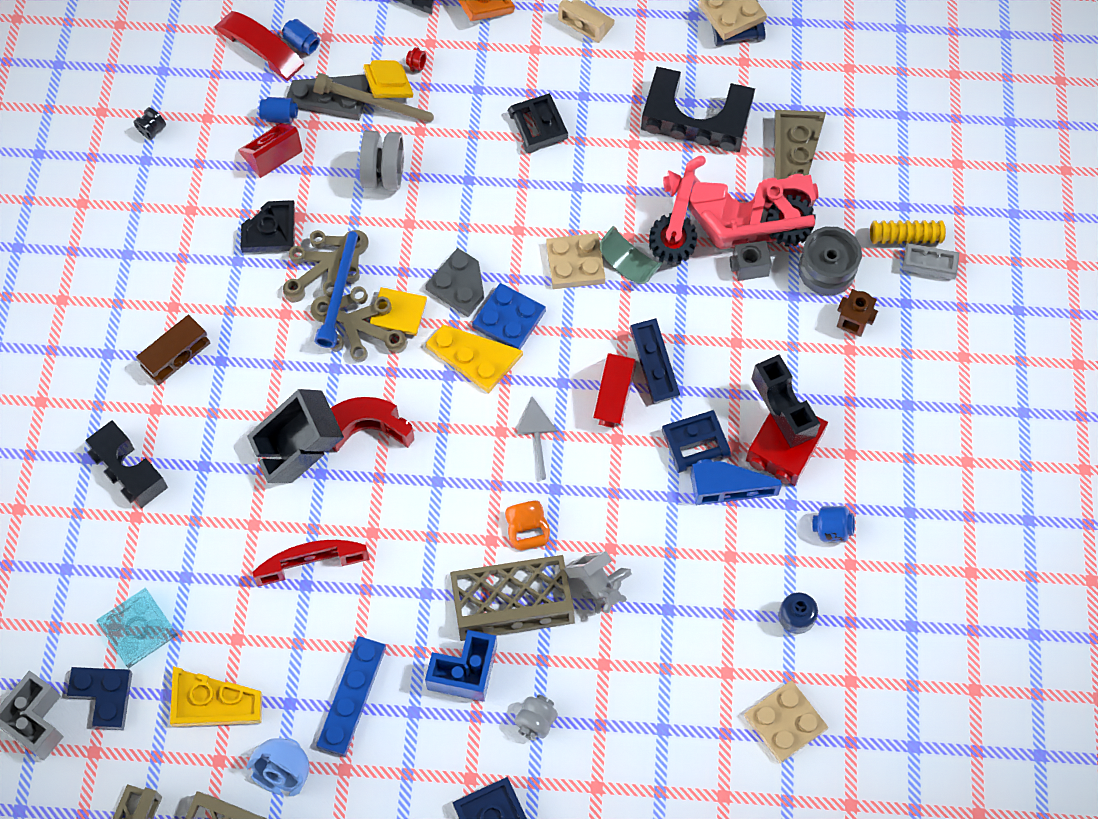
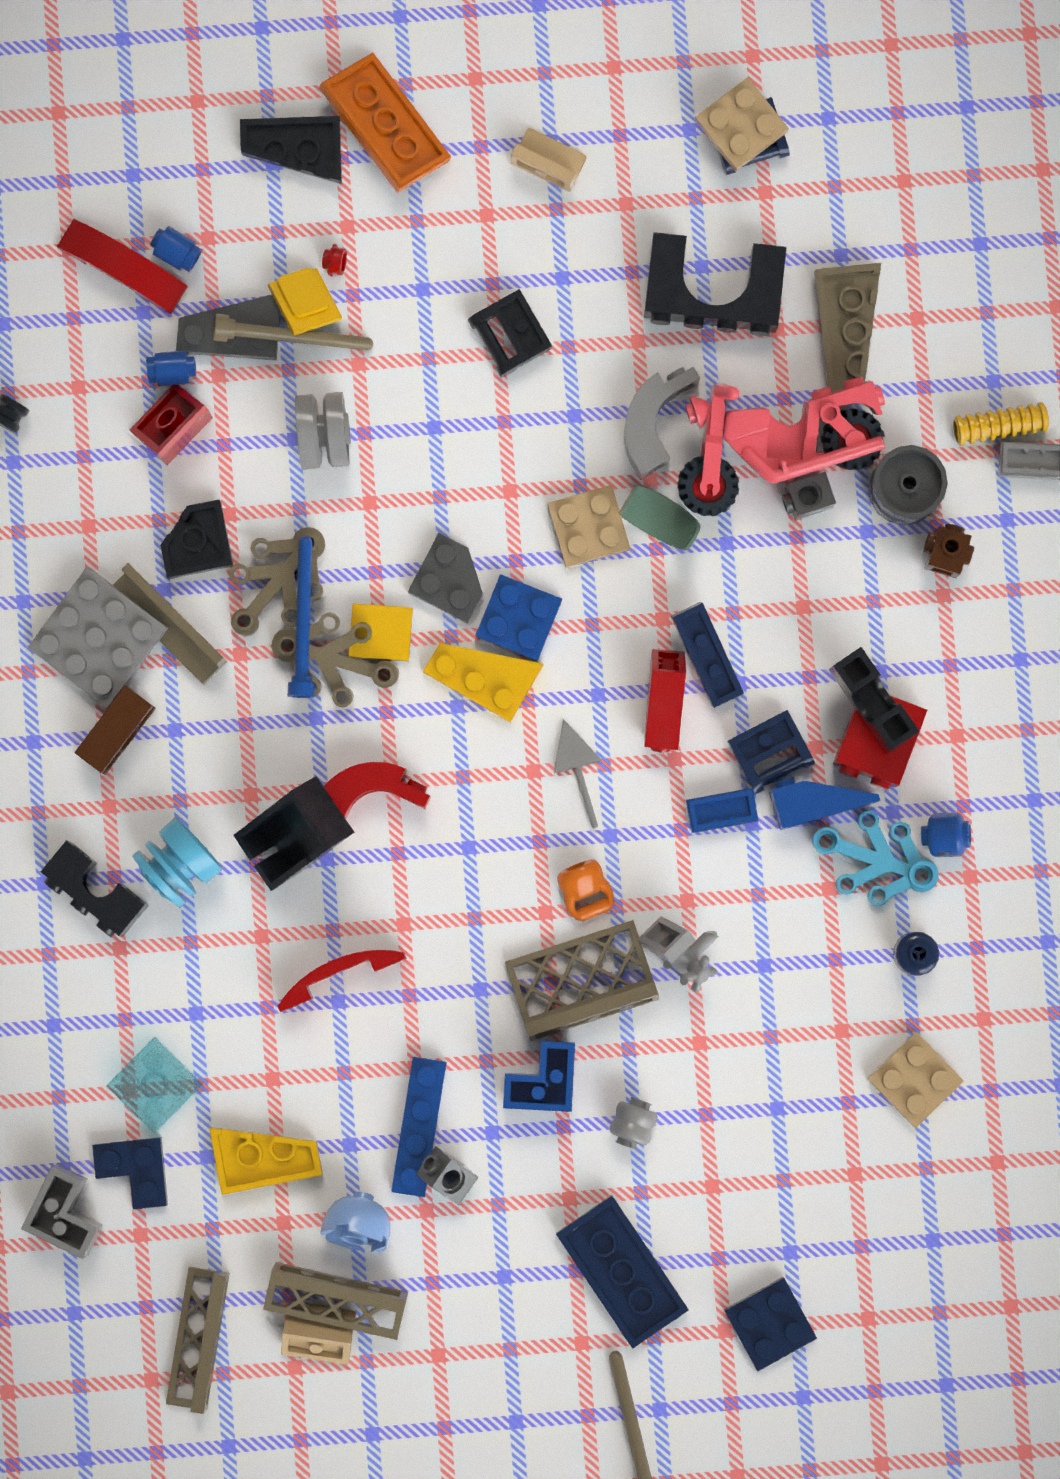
camera: 10 degrees left, 20 degrees up
(177, 281) = (98, 637): none -> light grey plate
(197, 448) = (177, 862): none -> medium azure wheel
(234, 282) = (180, 637): none -> dark tan fence
(377, 739) = (447, 1175): none -> dark grey brick
(634, 180) = (640, 435): none -> light grey arch
(649, 479) = (722, 810): none -> blue plate
(775, 538) = (880, 860): none -> medium azure plant

